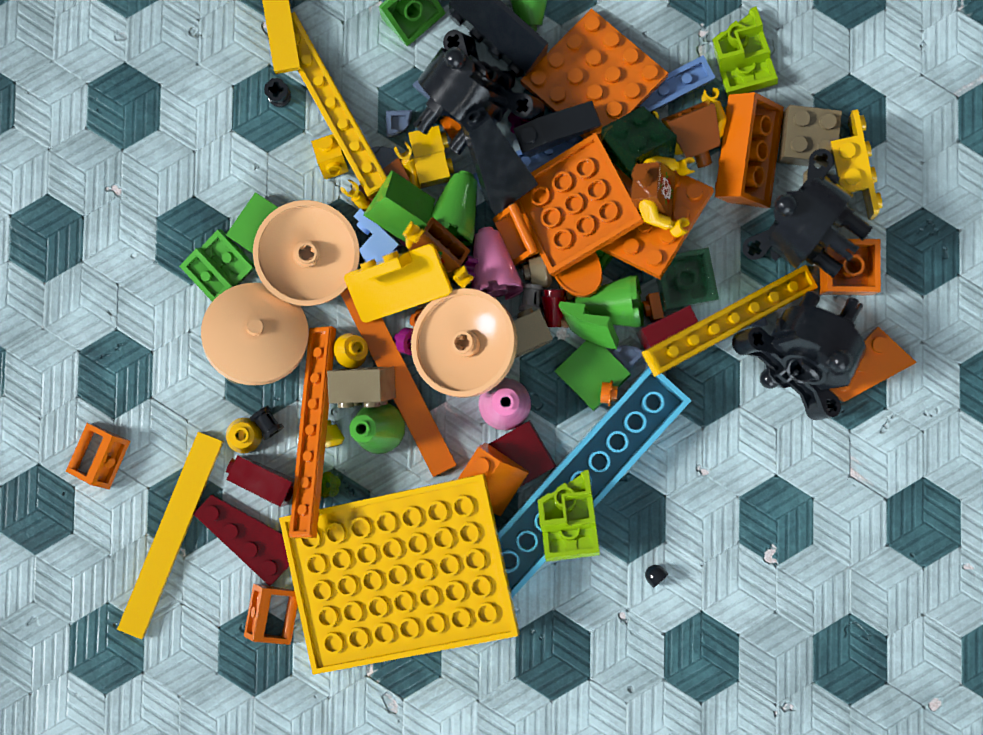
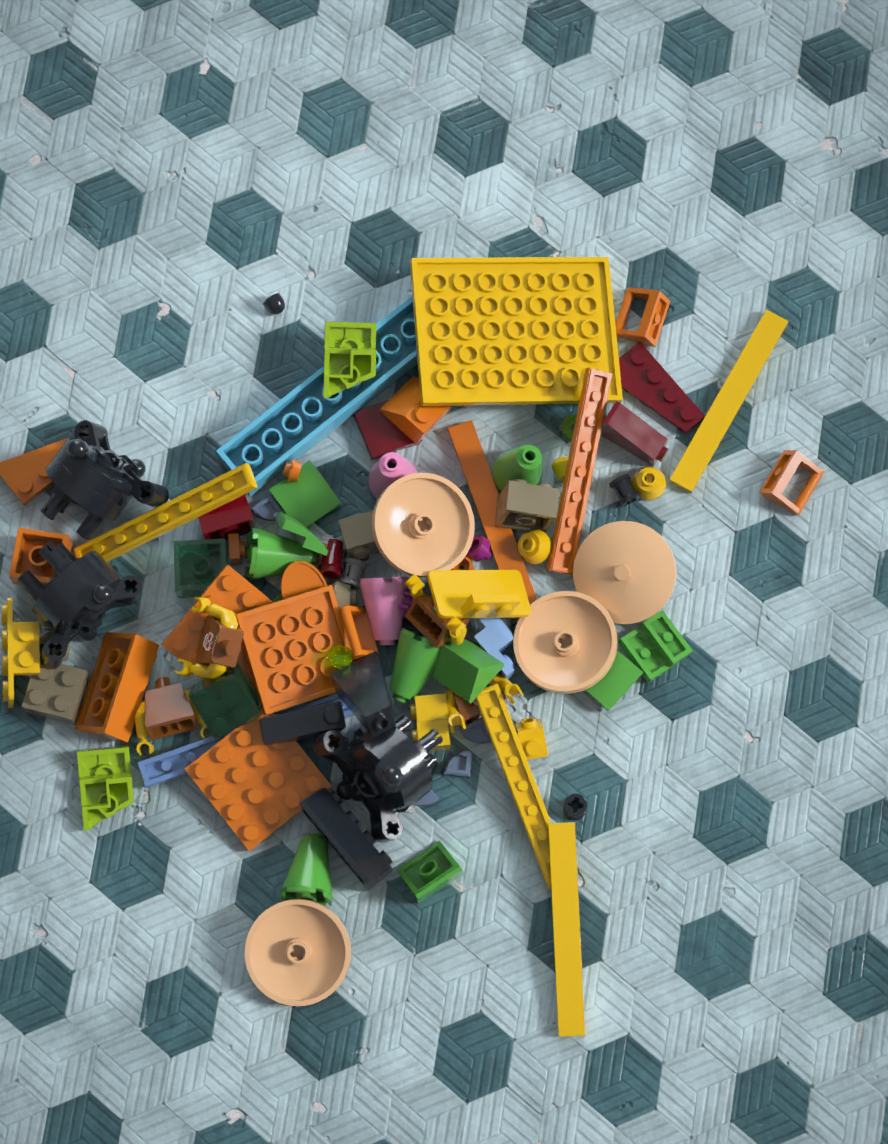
camera: 165 degrees left, 10 degrees down
(530, 208) = (340, 656): none -> clear neon green plate

